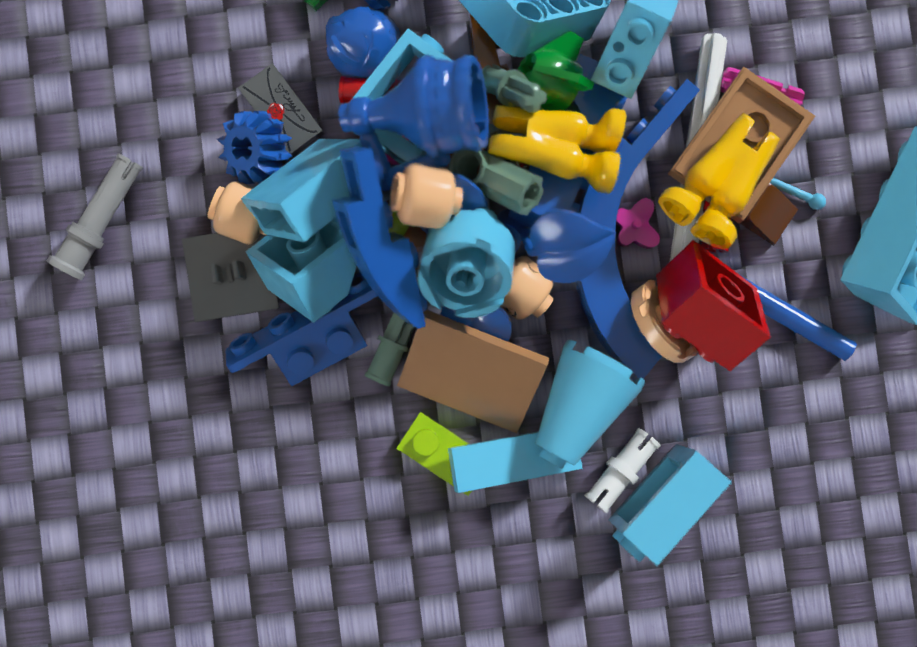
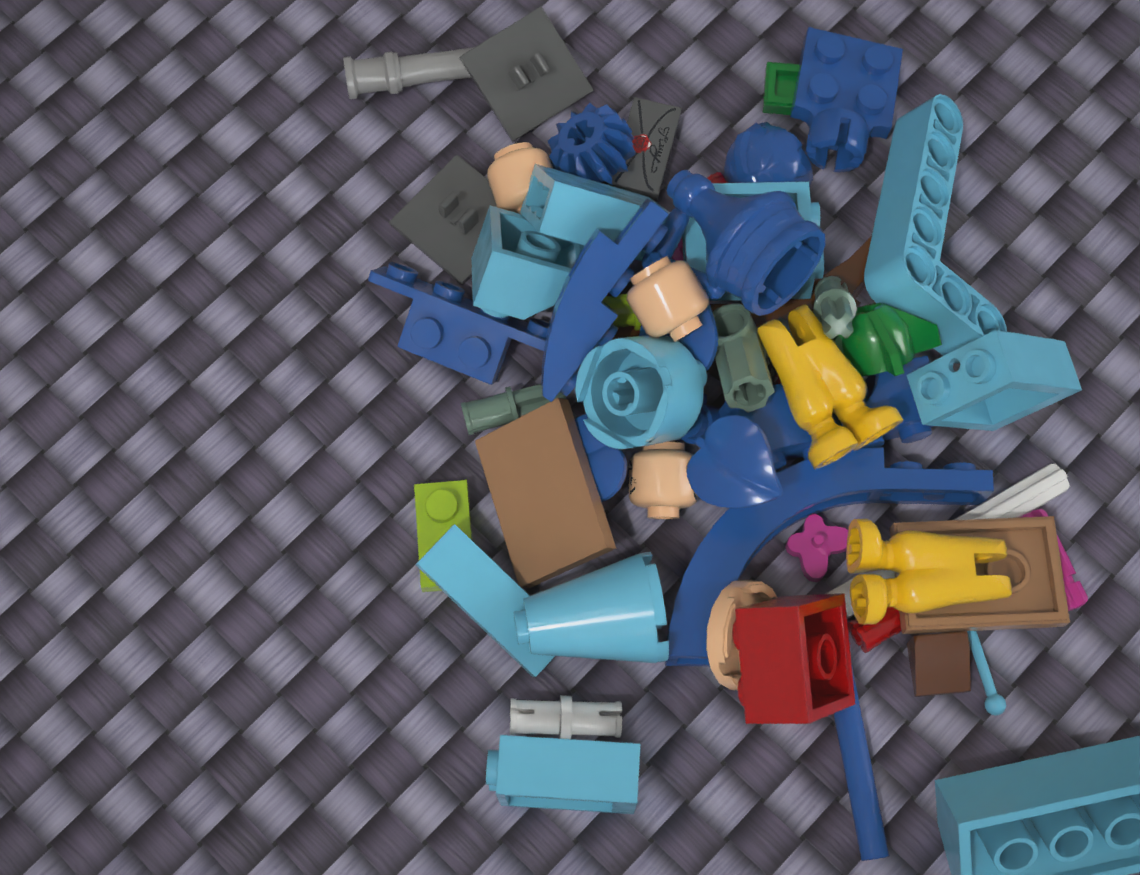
camera: 50 degrees right, 15 degrees down
(161, 145) = (526, 74): none -> dark grey piece

